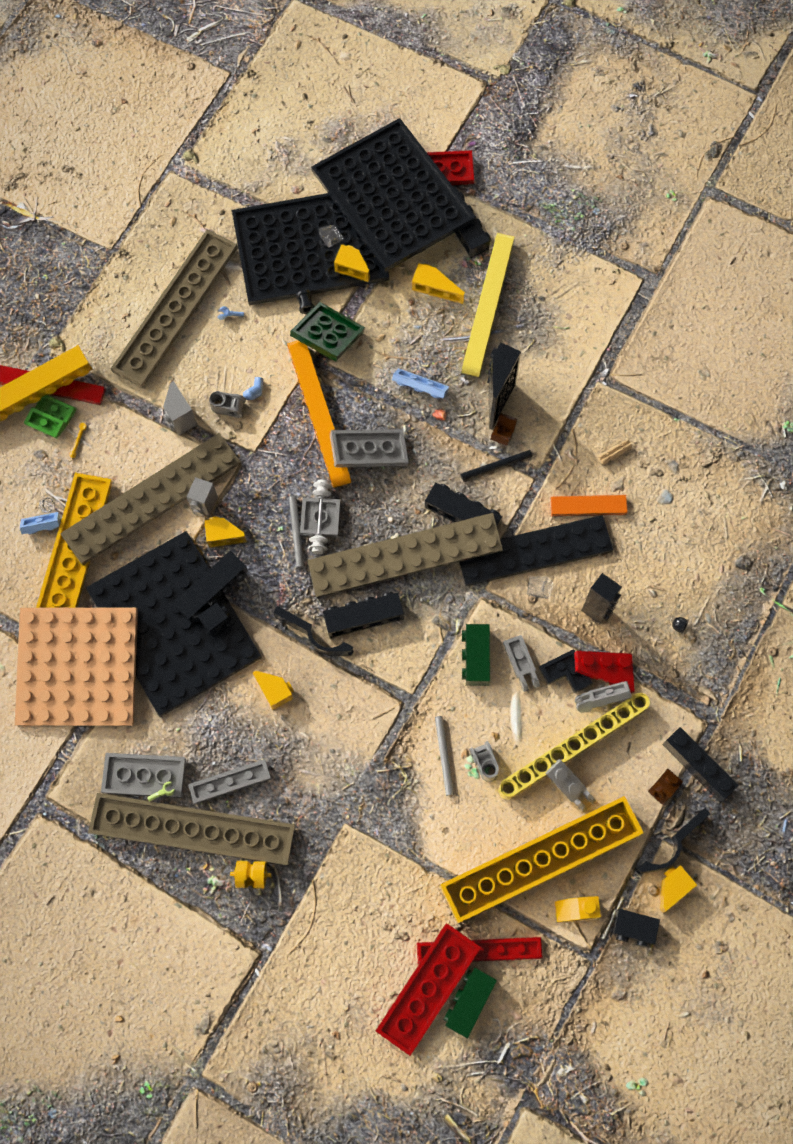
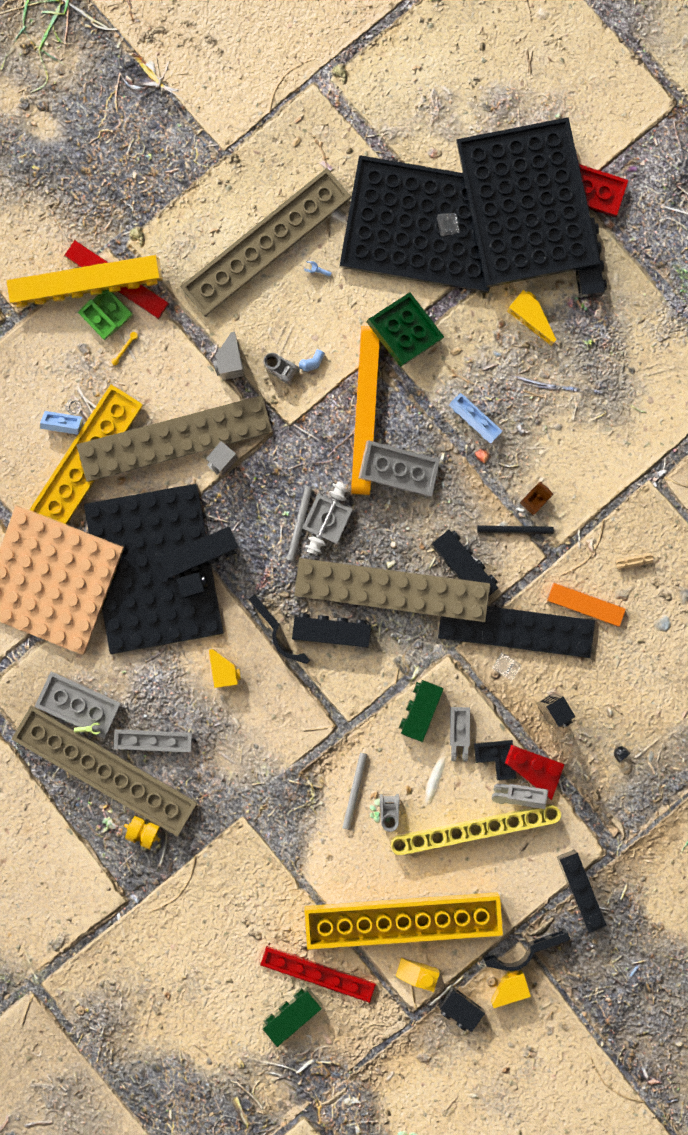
camera: 20 degrees right, 15 degrees up
(222, 532) = (228, 498): yellow slope -> none
(305, 301) = (396, 286): black bush -> none
(351, 263) = (456, 264): yellow slope -> none
(428, 989) = (260, 991): red plate -> none
(488, 305) = (575, 358): light yellow beam -> none
(502, 379) = (554, 448): black slope -> none
(569, 784) = (455, 863): light grey hinge -> none
(665, 786) = (542, 897): reddish brown bracket -> none

